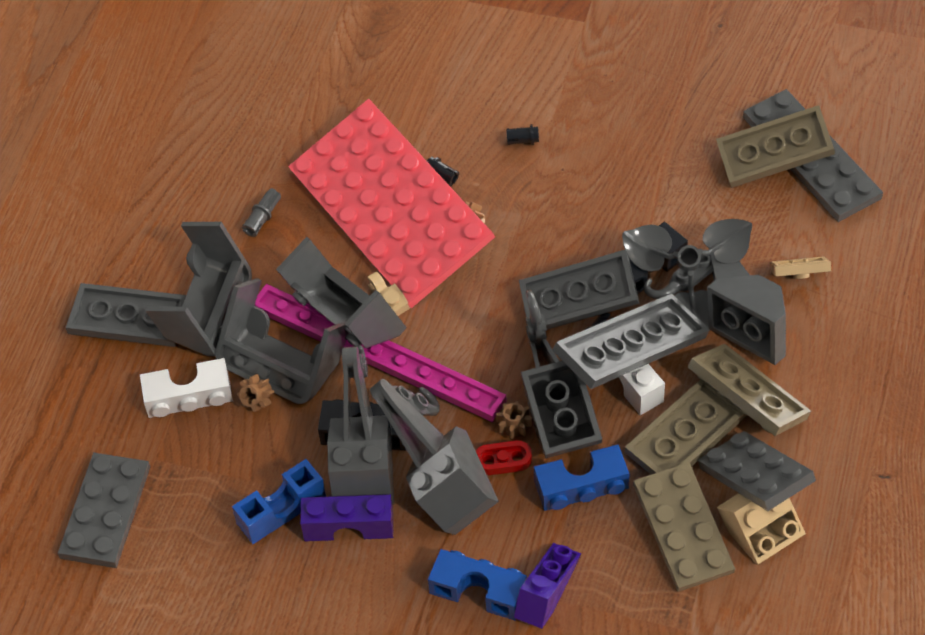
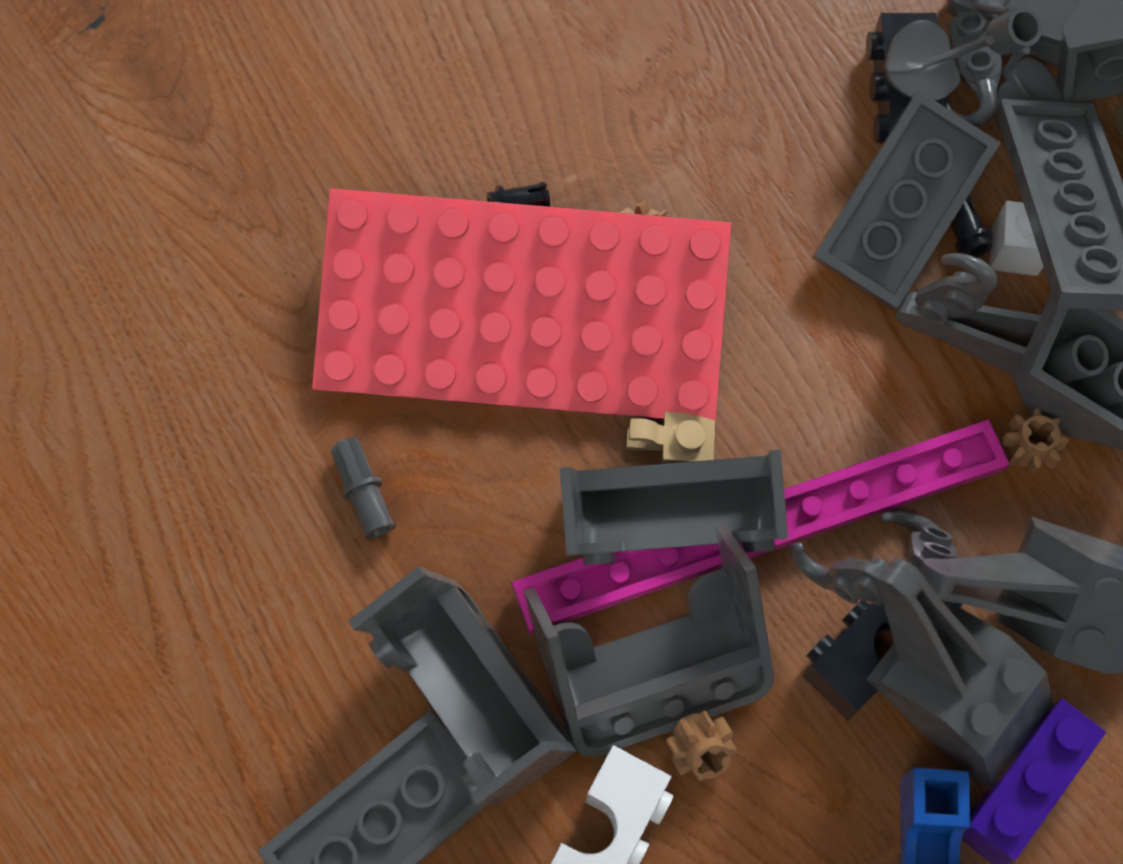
camera: 60 degrees left, 15 degrees up
(502, 457) = (1077, 505): red plate -> none
(522, 135) = (559, 51): black pin -> none

